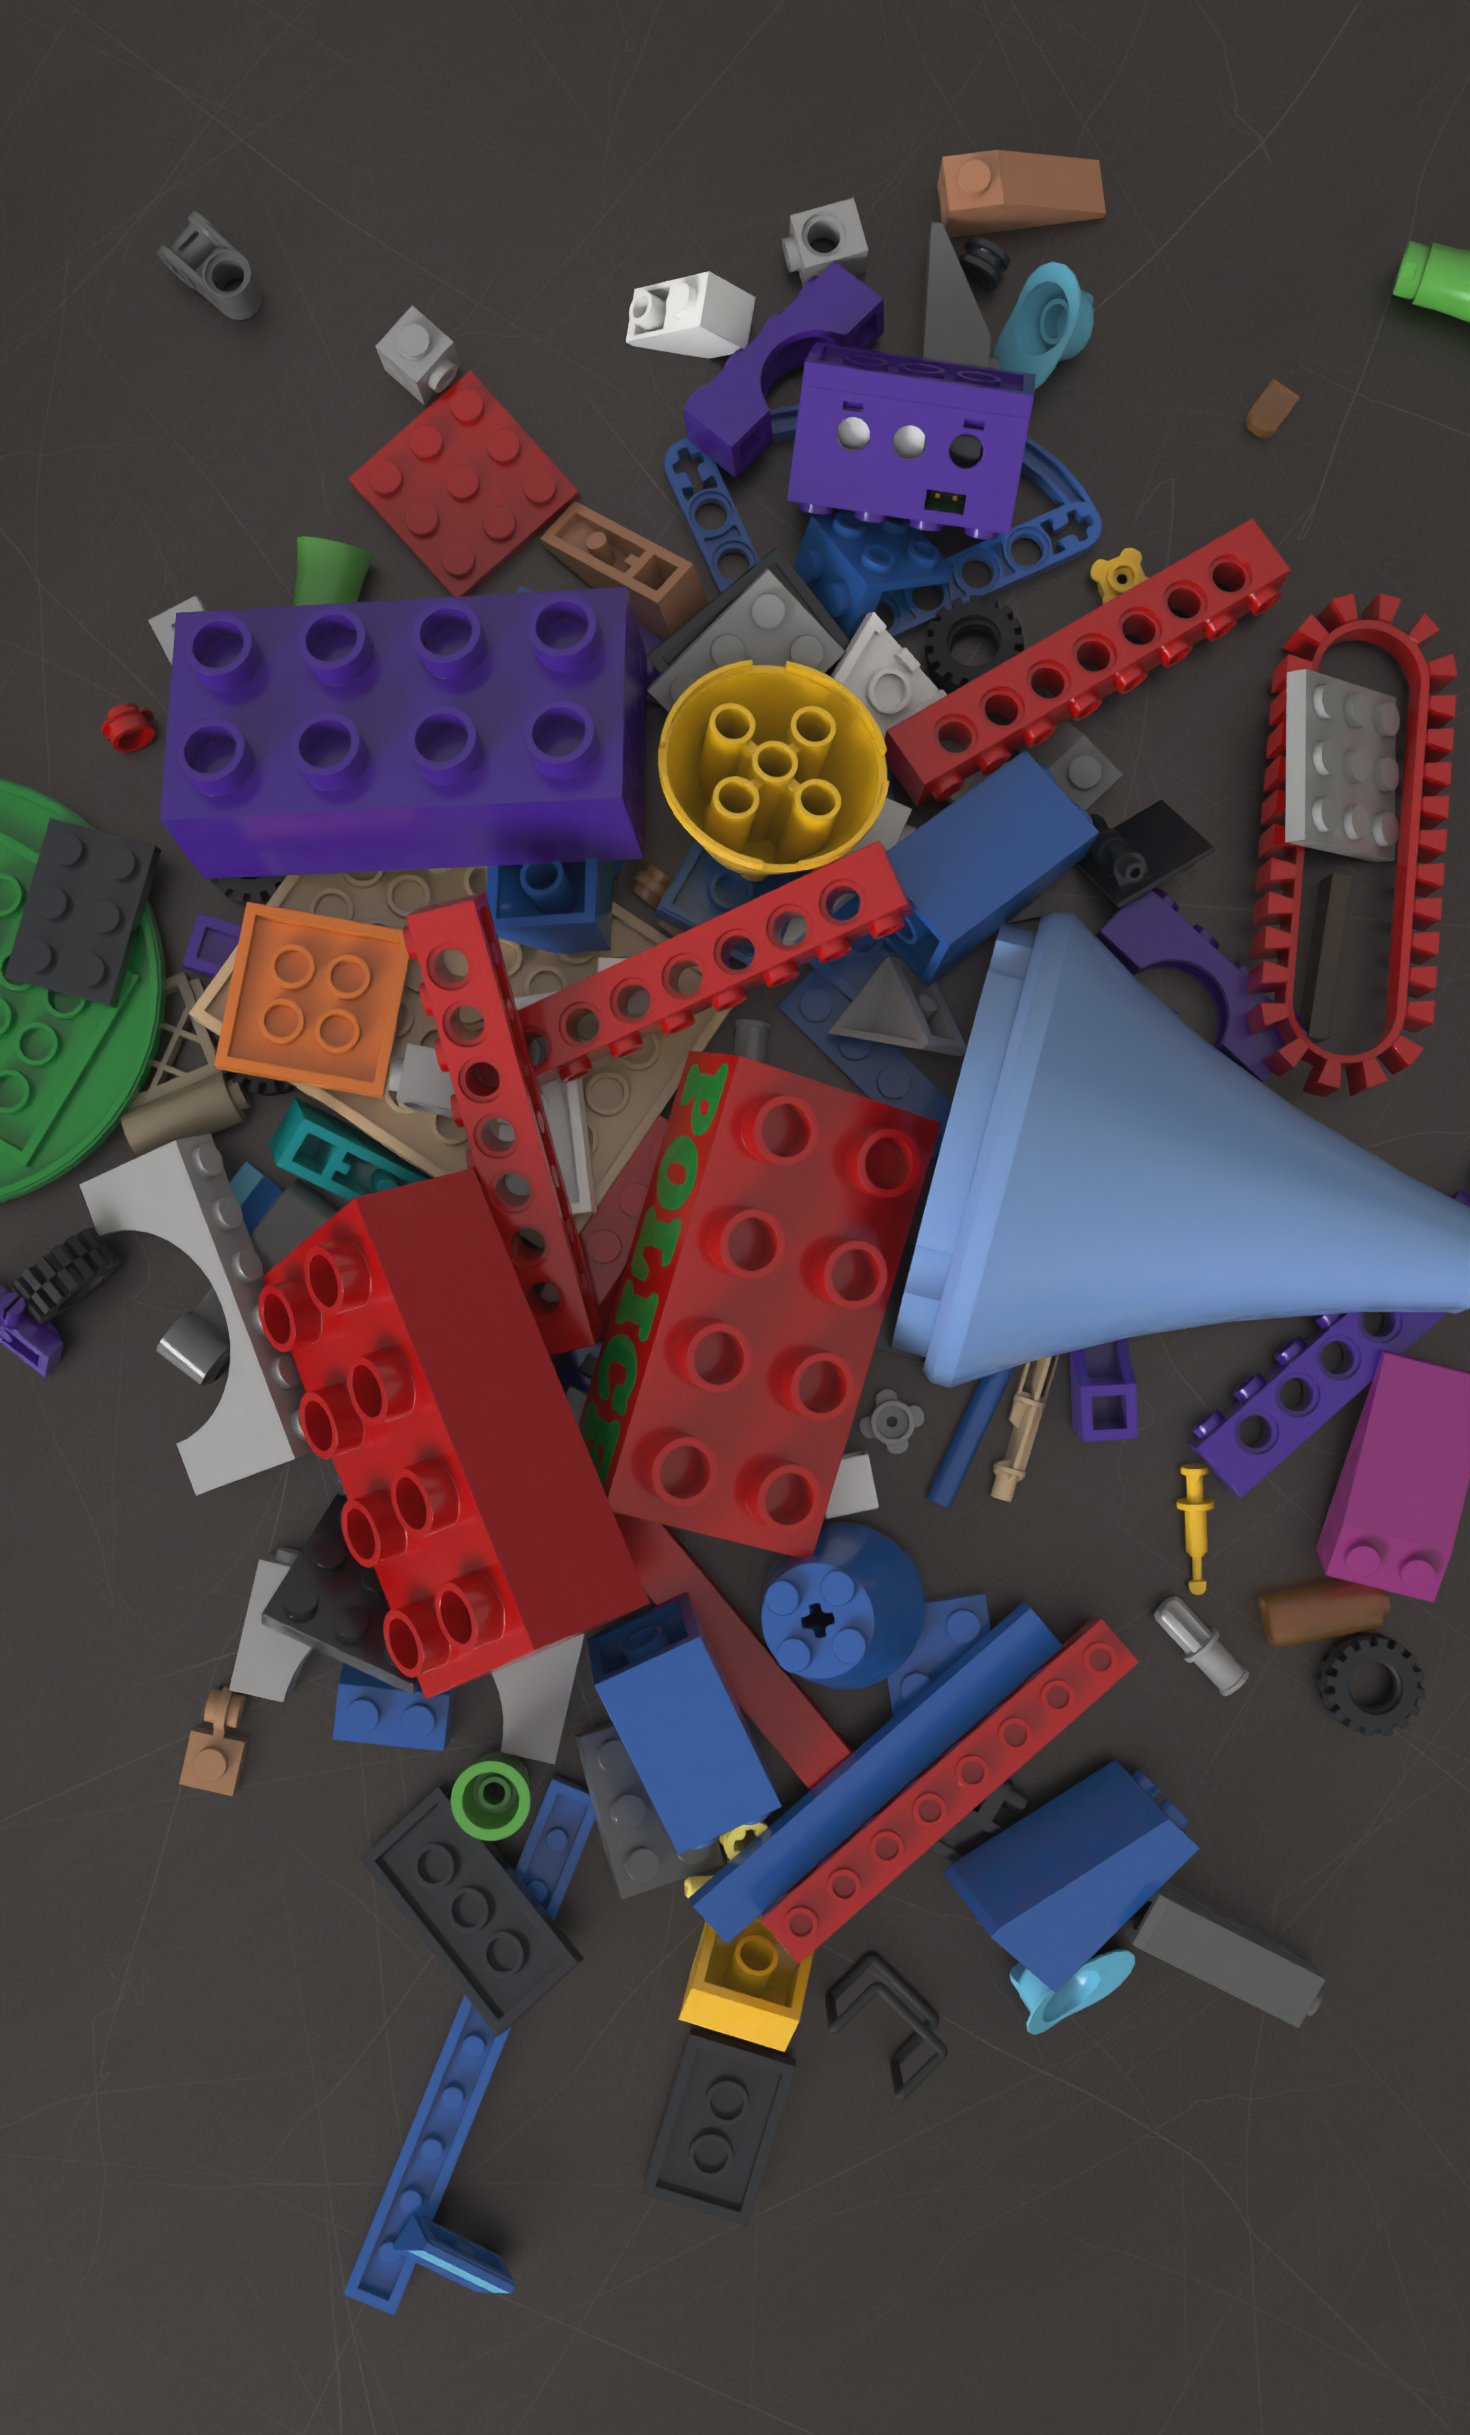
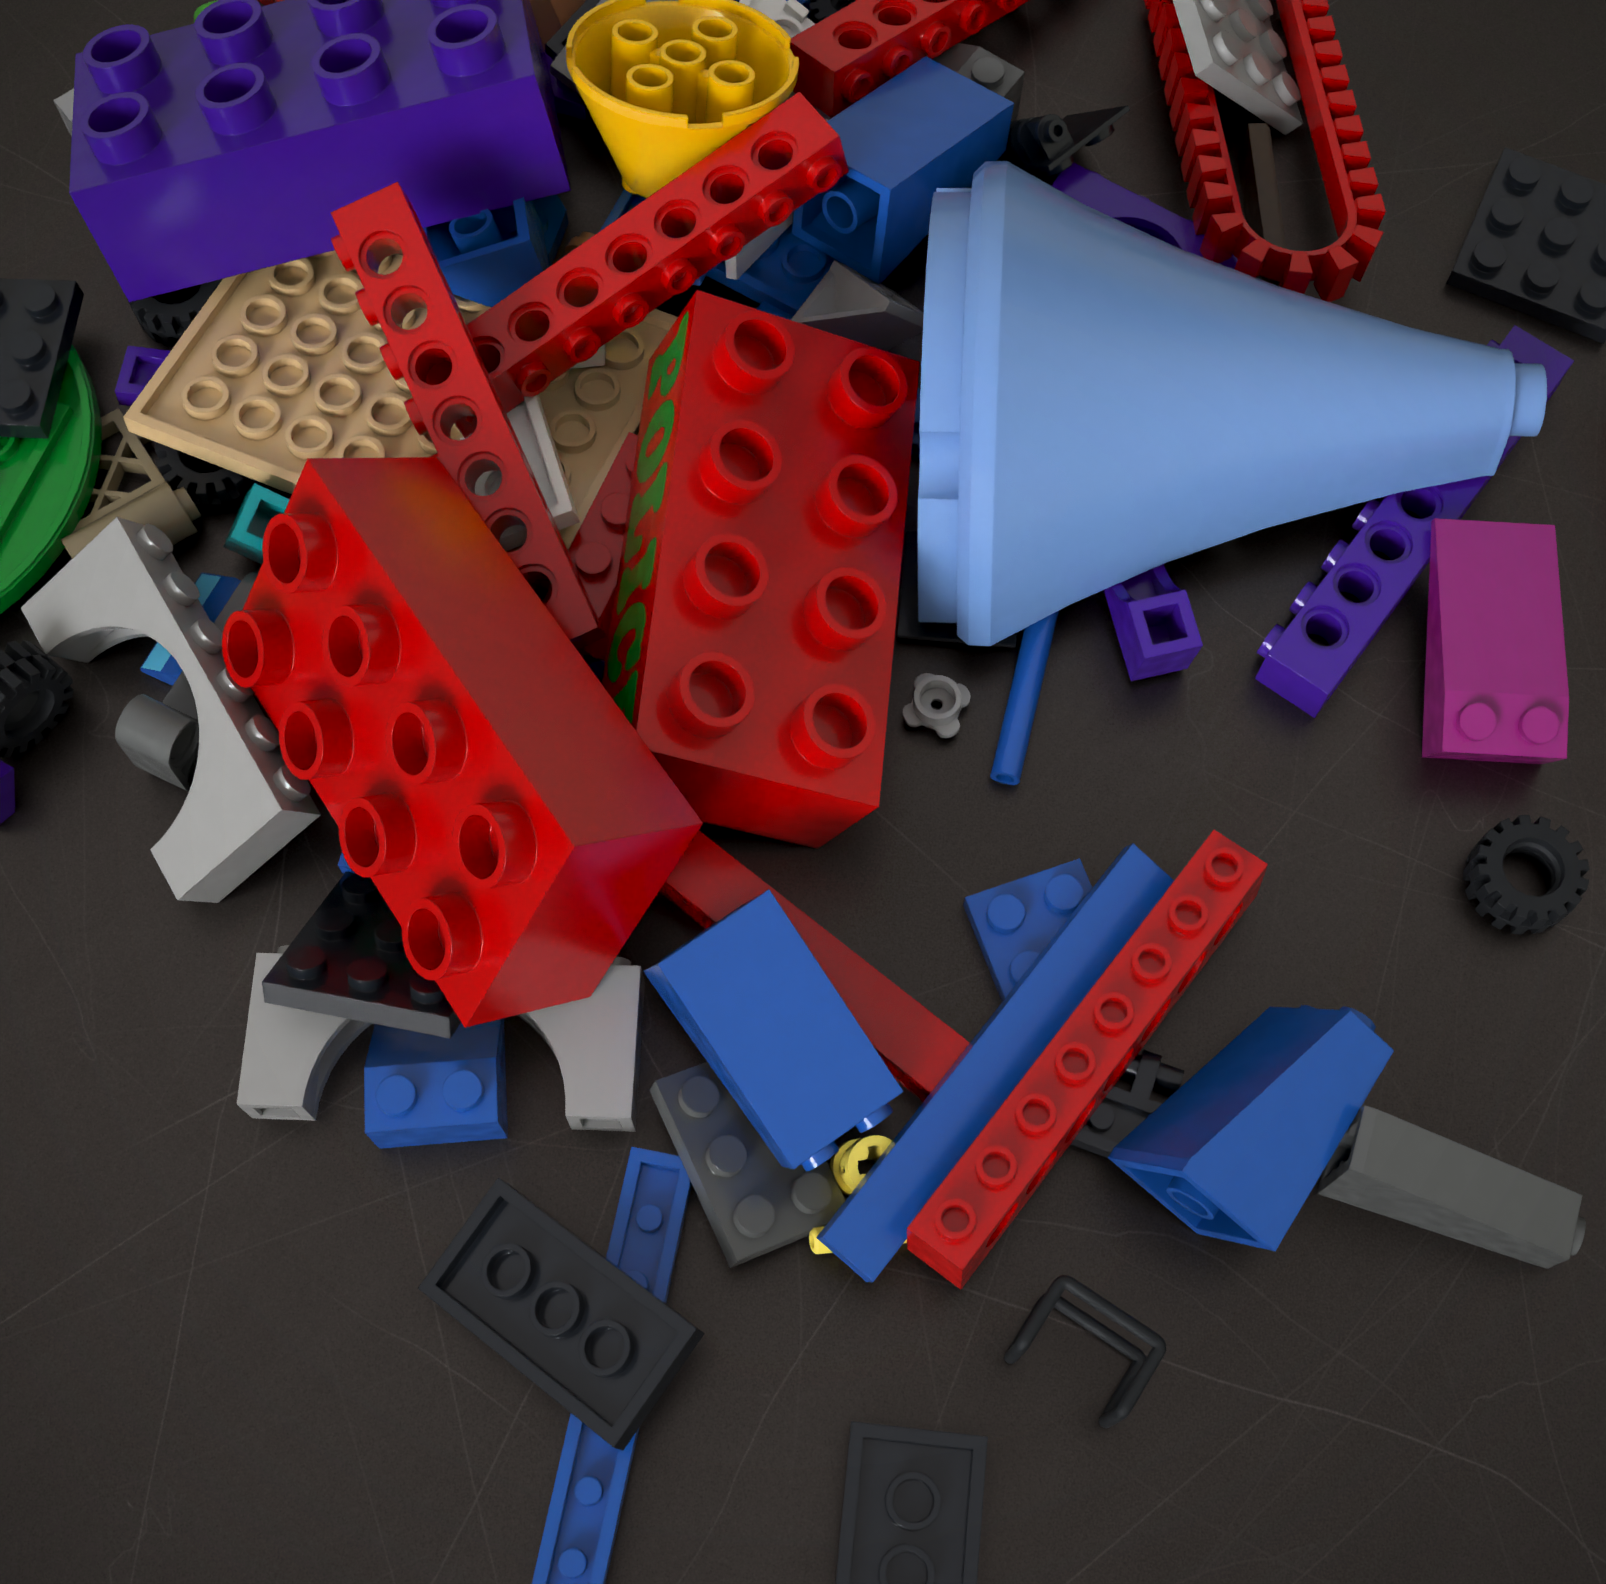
camera: 15 degrees left, 20 degrees down
(128, 727) = (52, 214): red plate -> none
(214, 1756) = (231, 1207): medium nougat plate -> none
(314, 1000) = (253, 379): orange plate -> none
(421, 1082) = (380, 424): light grey brick -> none
(481, 1809) = (553, 1131): bright green plant -> none
(746, 1986) = (908, 1341): yellow slope -> none
(853, 1487) = (908, 770): white piece -> none
(873, 1600) = (942, 914): blue cone -> none
(1026, 1418) = (1078, 675): tan piece -> none
(1087, 1986) = (1295, 1277): medium azure piece -> none
(1195, 1510) = (1287, 746): yellow piece -> none
(1201, 1645) = (1329, 868): light grey axle -> none
(1321, 1612) = (1449, 807): clear orange brick -> none

